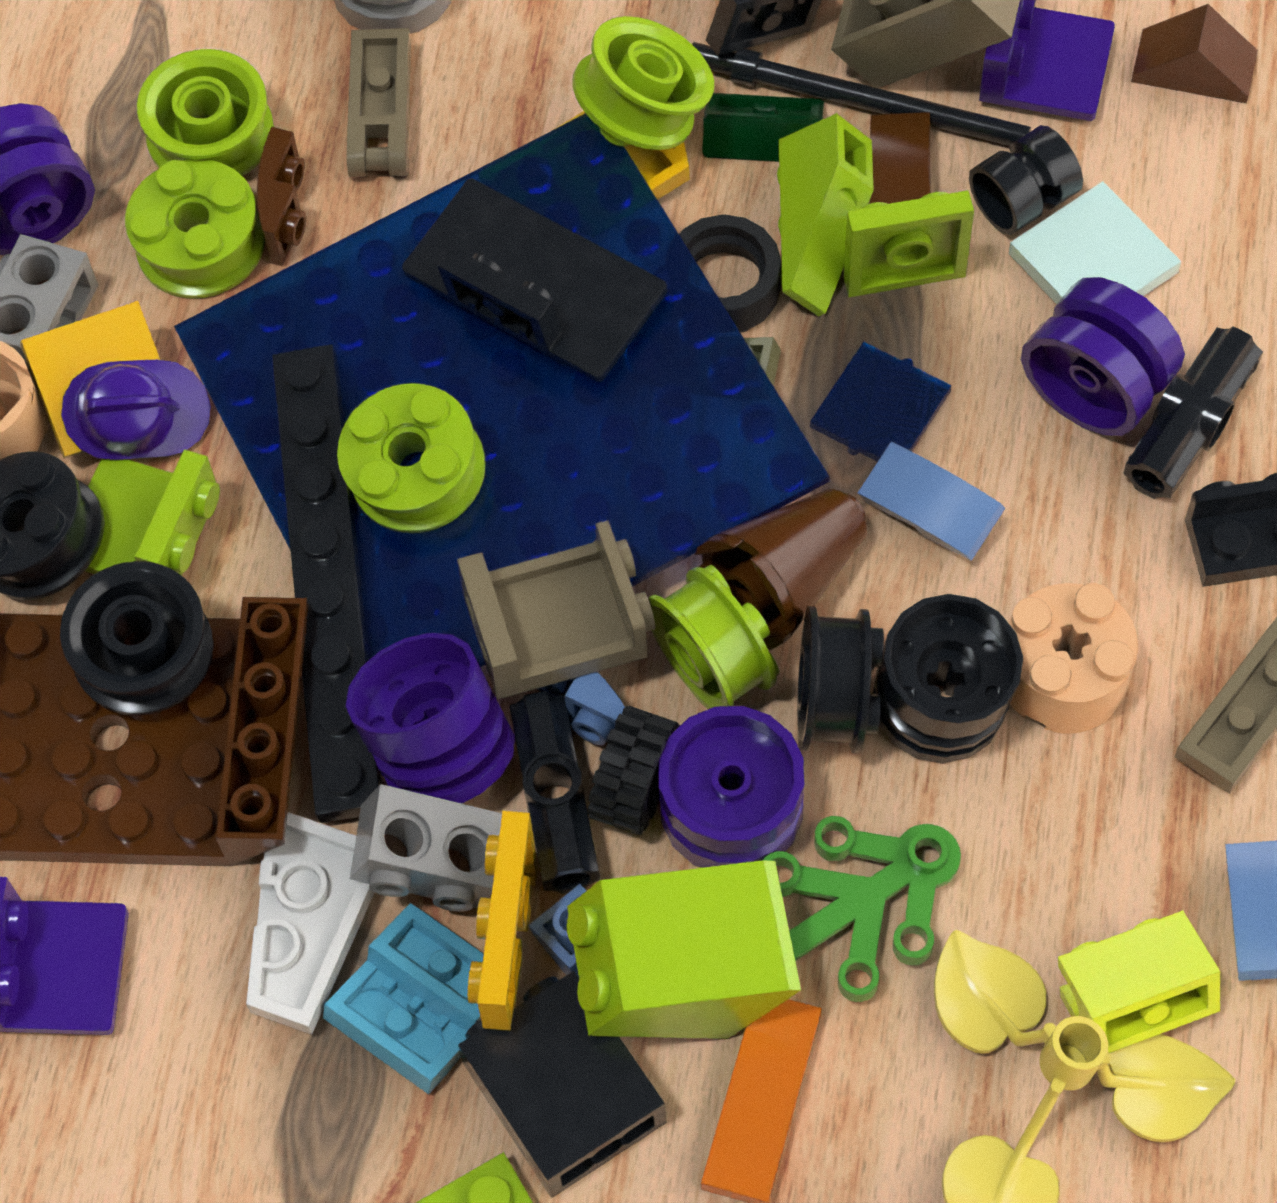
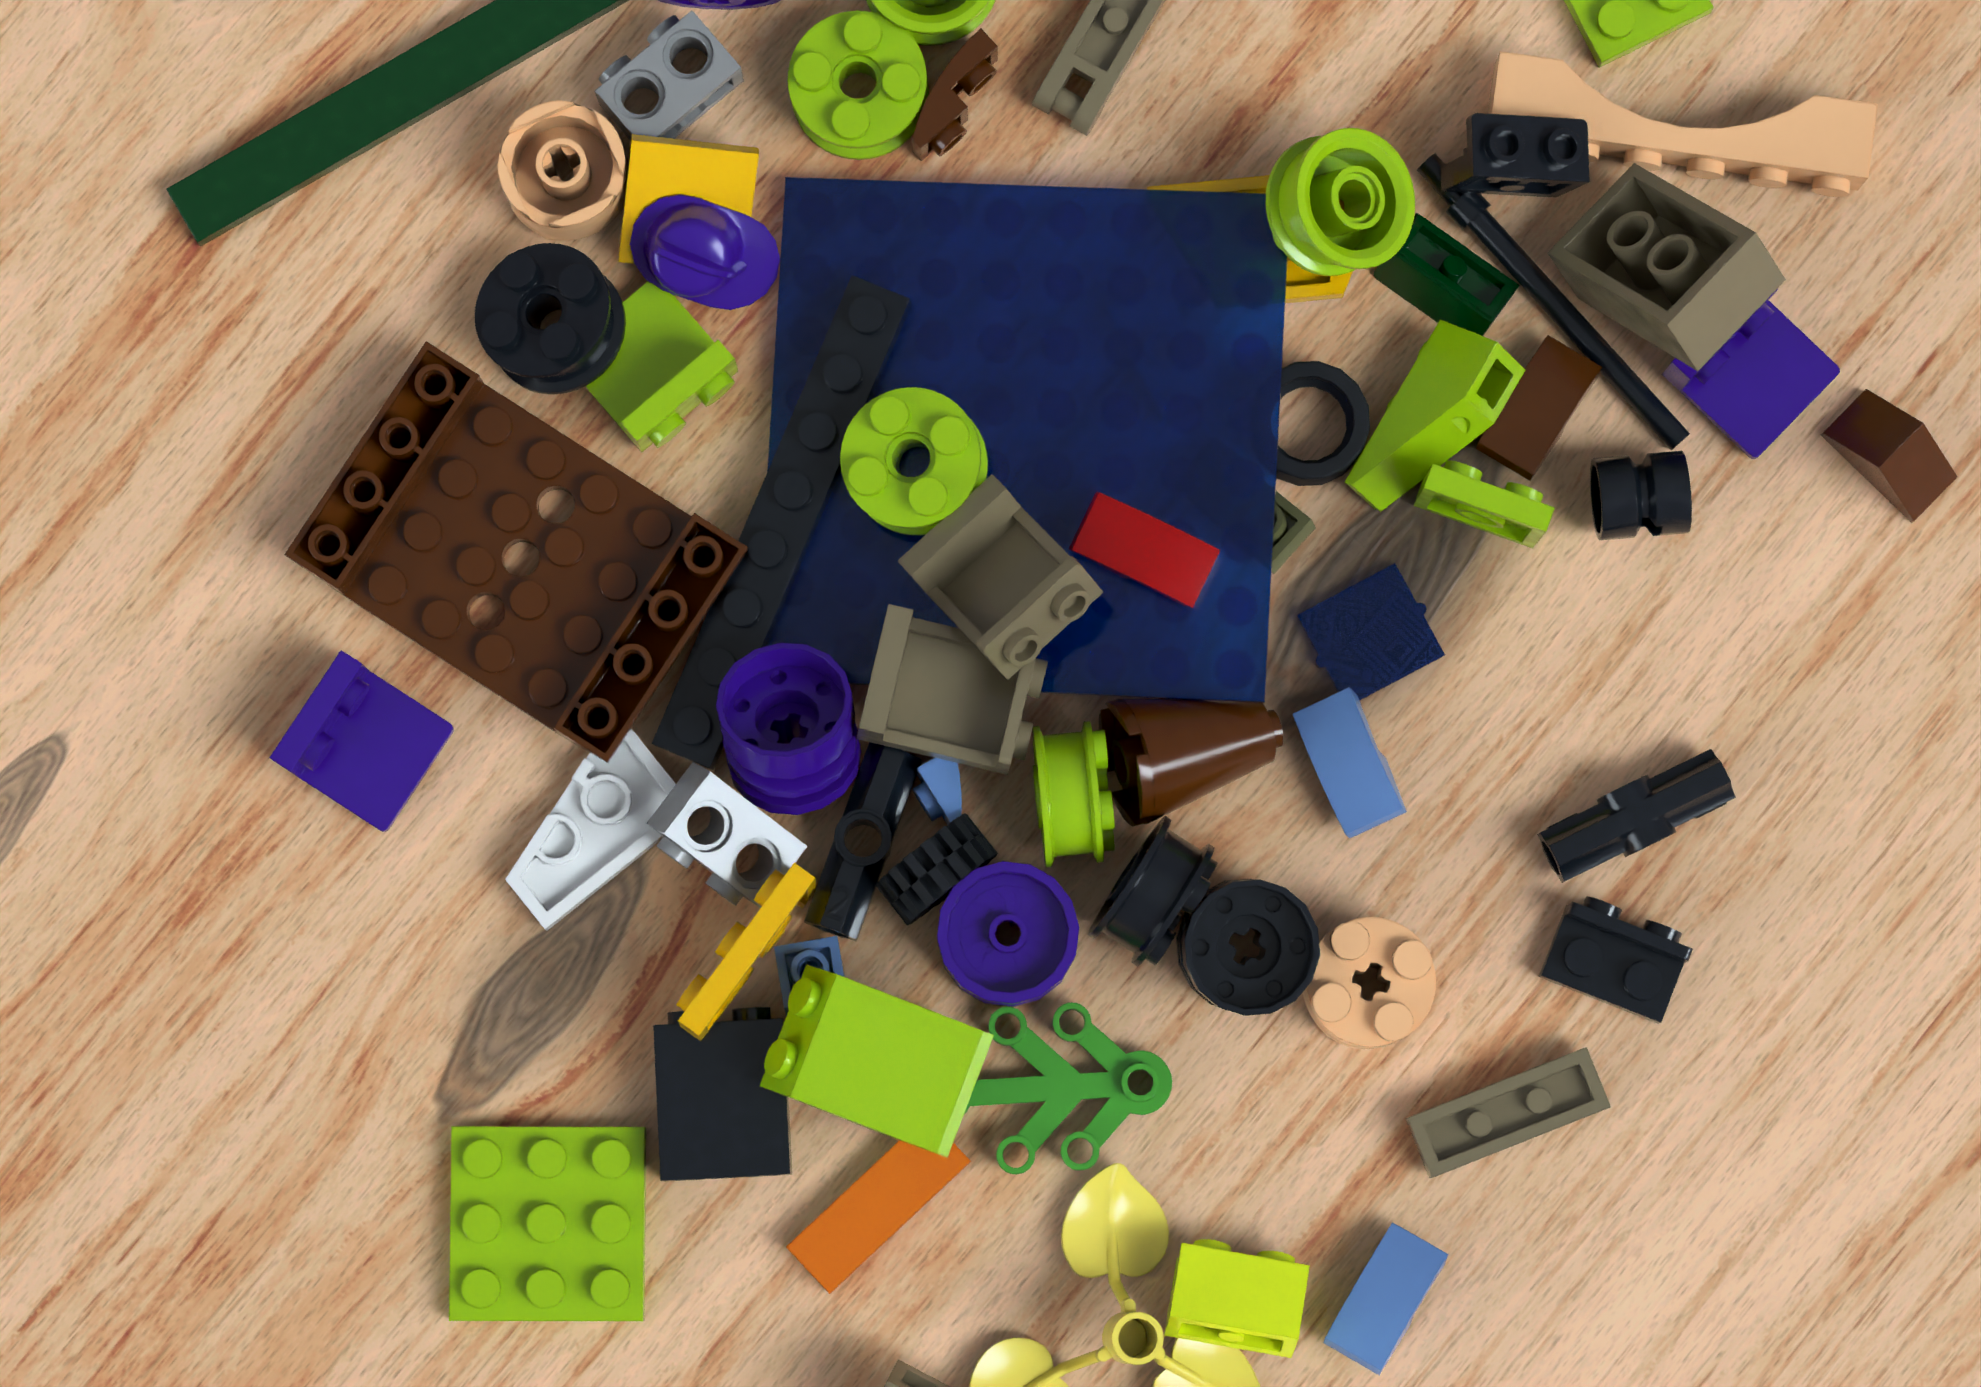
camera: 25 degrees right, 20 degrees up
(143, 675) = (576, 459): black wheel -> none
(410, 998) = (646, 949): medium azure slope -> none
(535, 279) = (1123, 346): black bracket -> none
(541, 493) = (1000, 577): none -> dark tan panel
(650, 410) = (1144, 549): none -> red slope
(1094, 239) = (1657, 603): light aqua tile -> none
(1103, 356) = (1580, 726): dark purple wheel -> none

